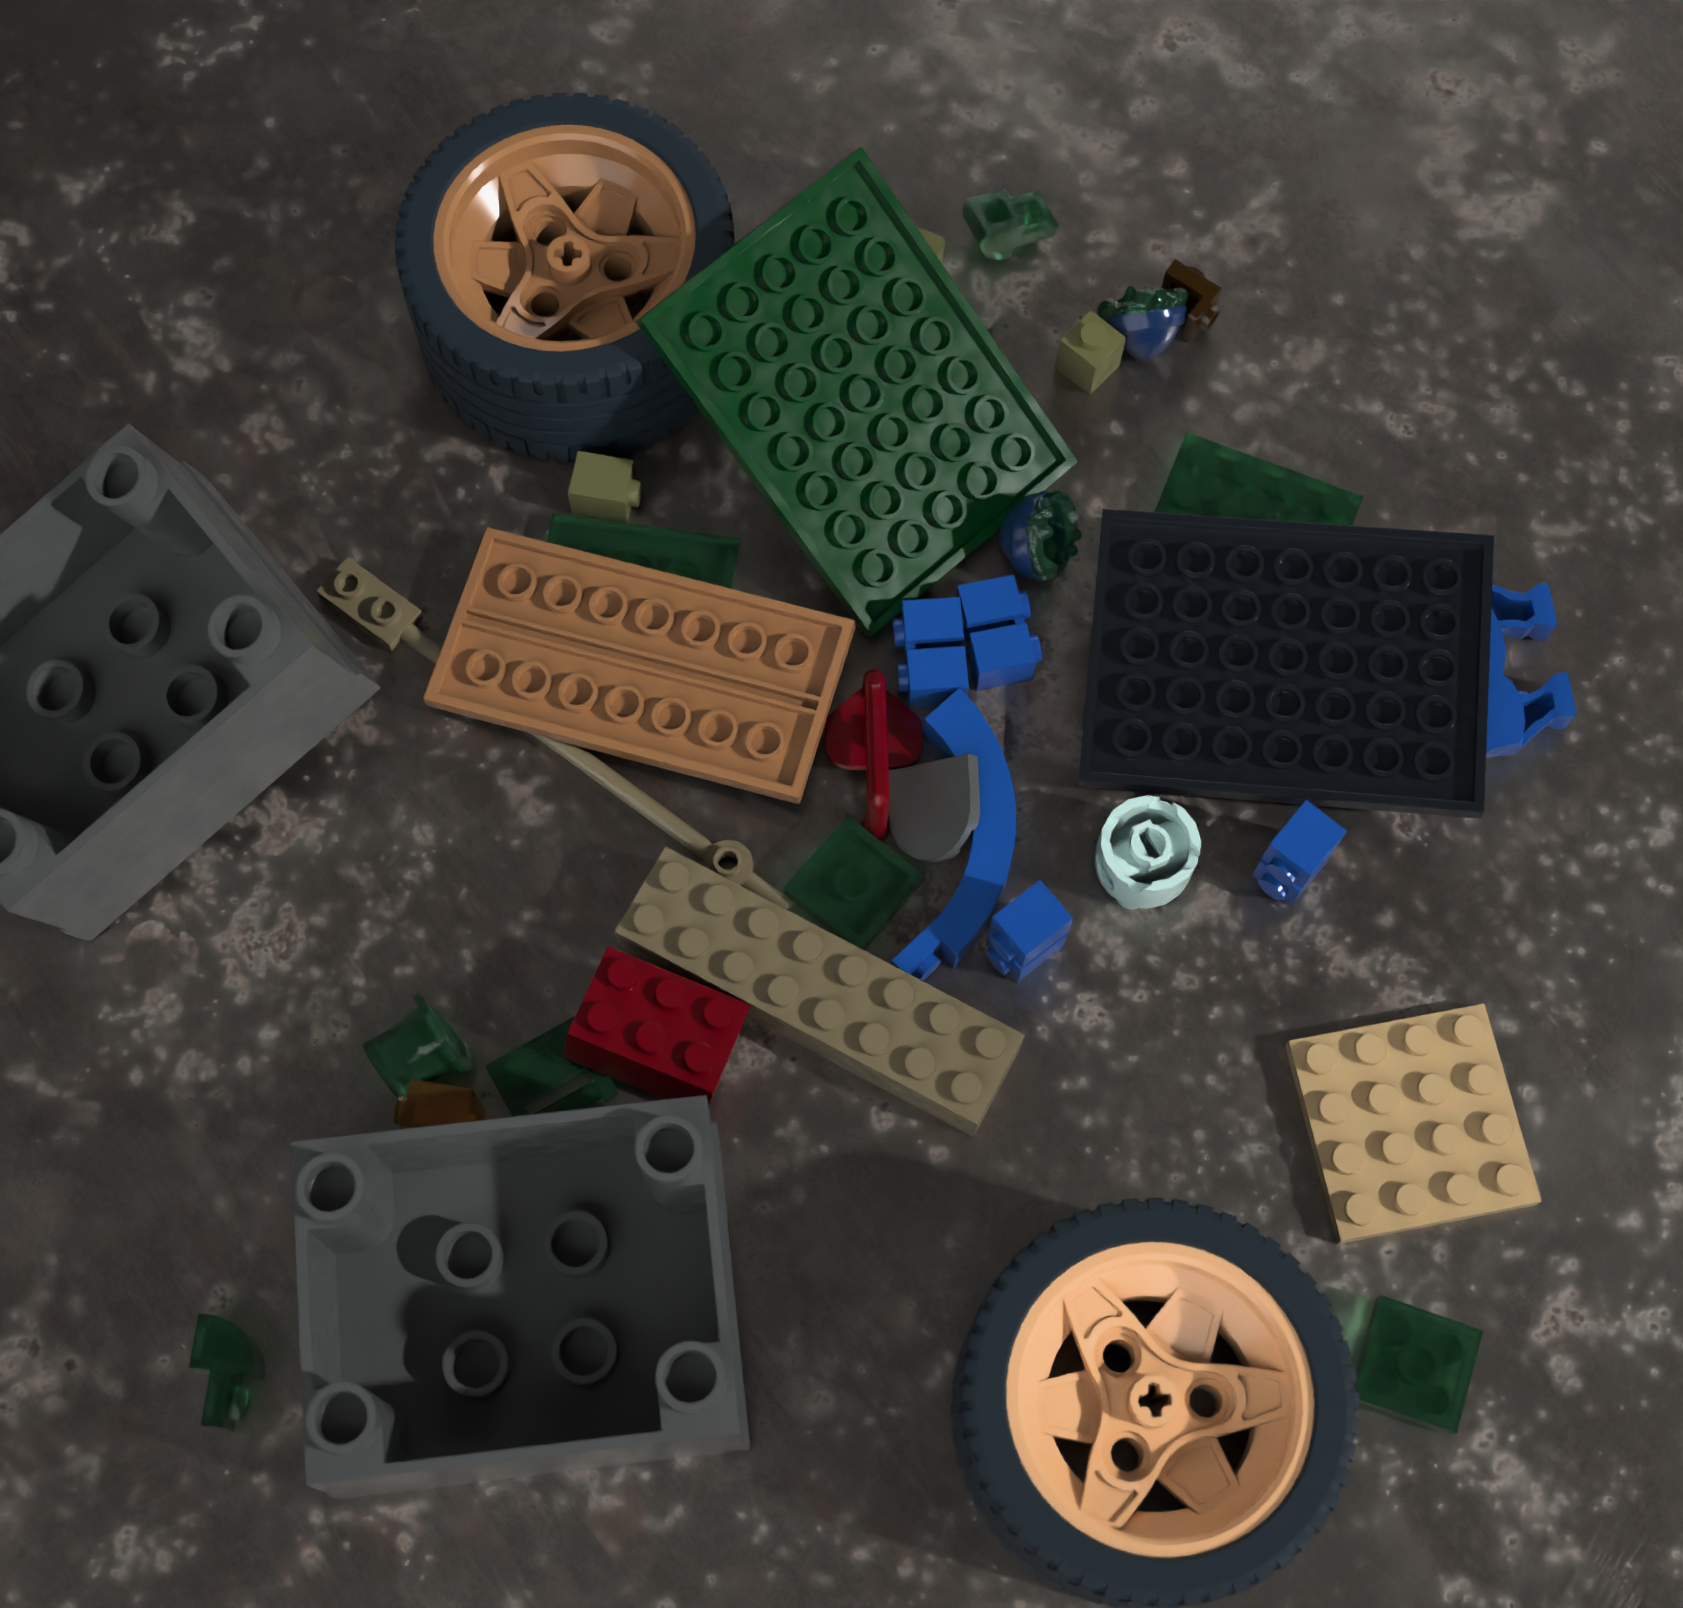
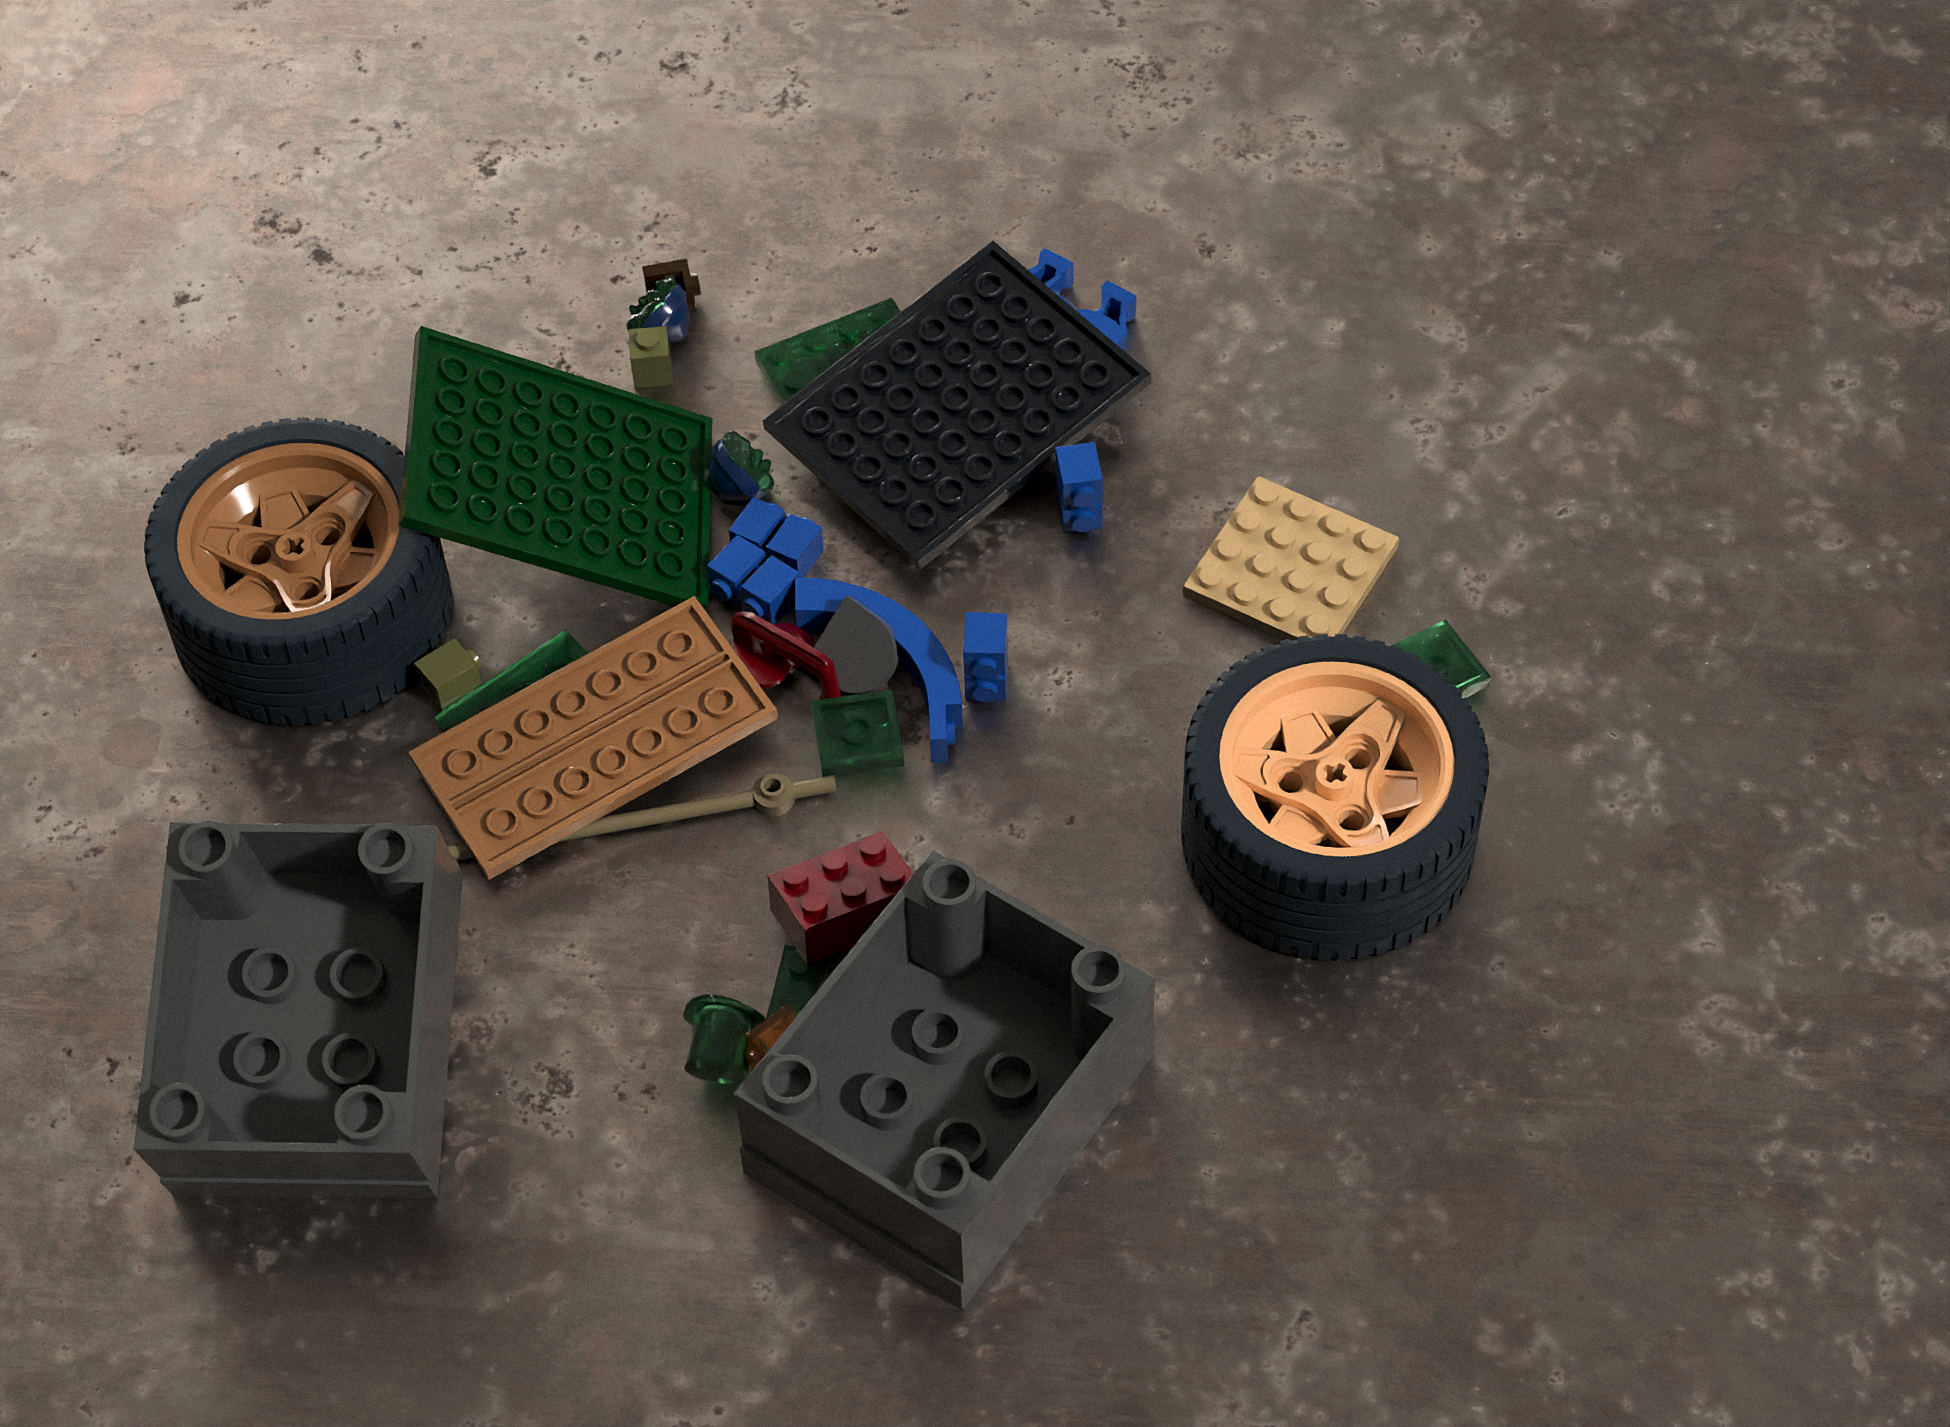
camera: 45 degrees left, 15 degrees down
(228, 1357) = (814, 1297): clear green brick -> none
(821, 990) = (912, 792): dark tan brick -> none
(1008, 222) = (517, 331): clear green brick -> none
(1147, 852) = (998, 564): light aqua brick -> none

